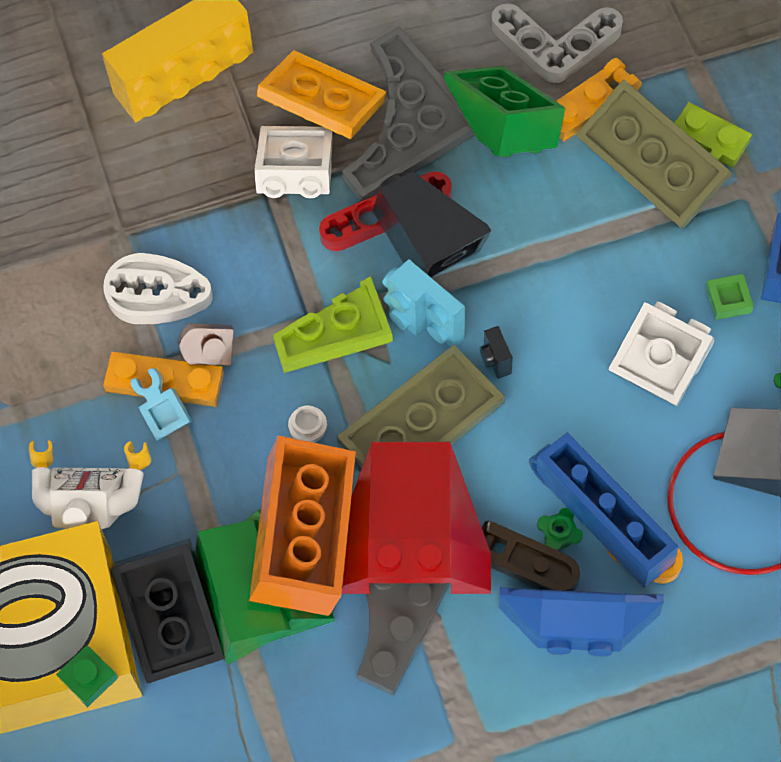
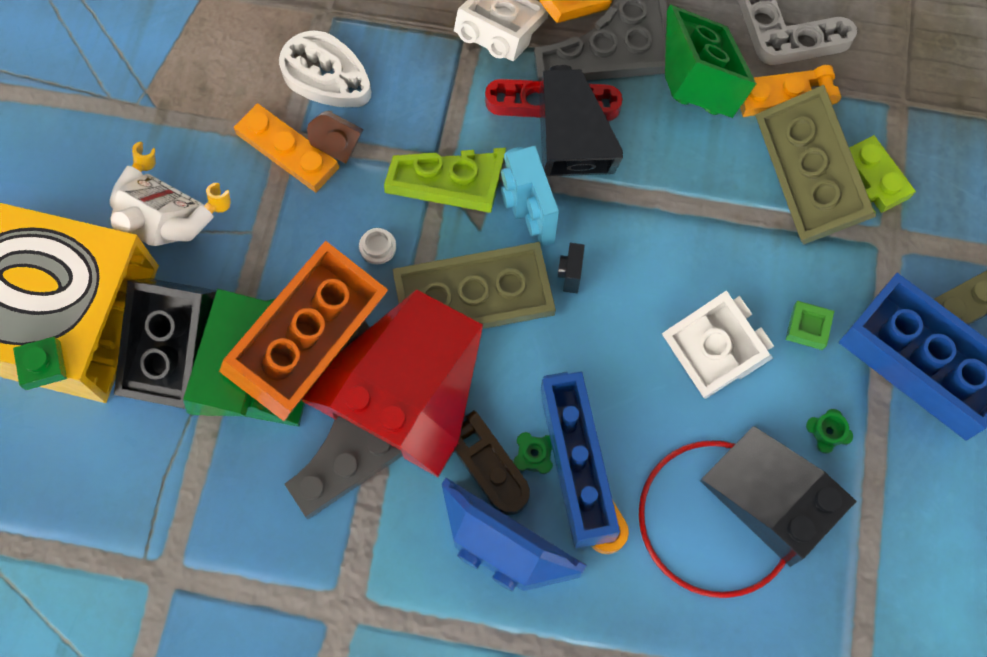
camera: 25 degrees right, 5 degrees up
(163, 410) = (266, 171): medium azure plate -> none

